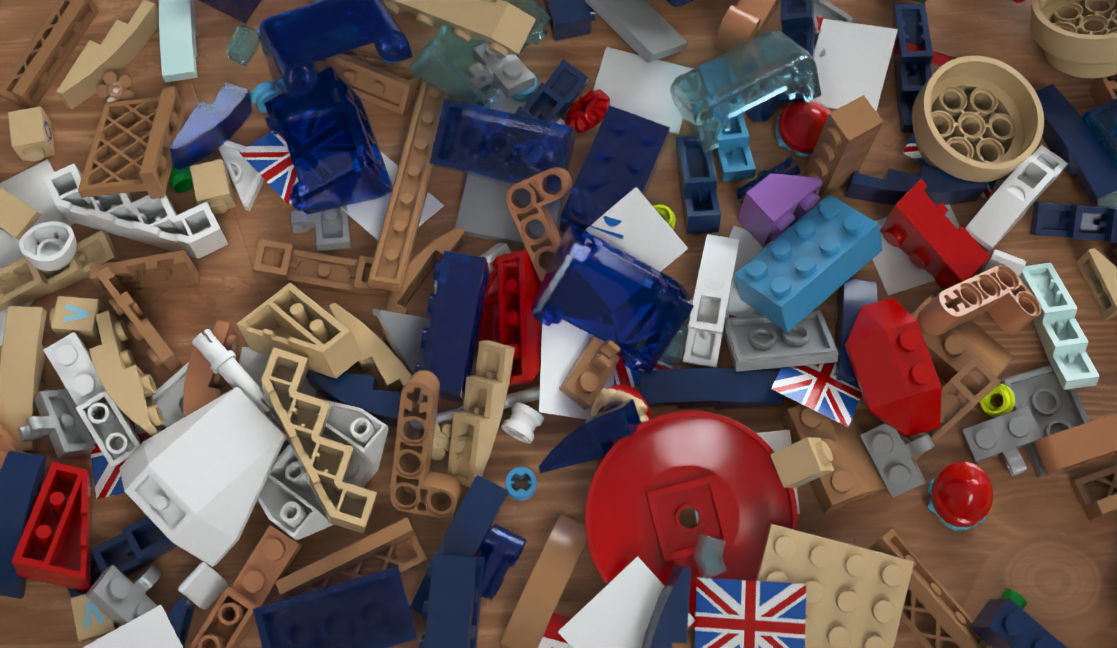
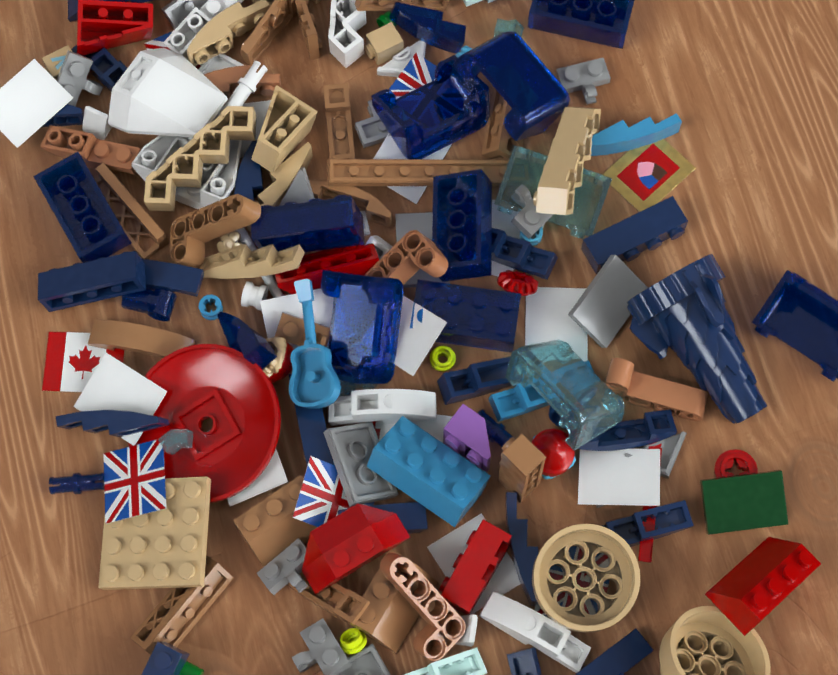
camera: 80 degrees right, 0 degrees up
(669, 363) = (313, 377): none -> dark azure piece
(803, 462) = (257, 488): tan brick -> none
(960, 495) = (268, 623): red hair -> none

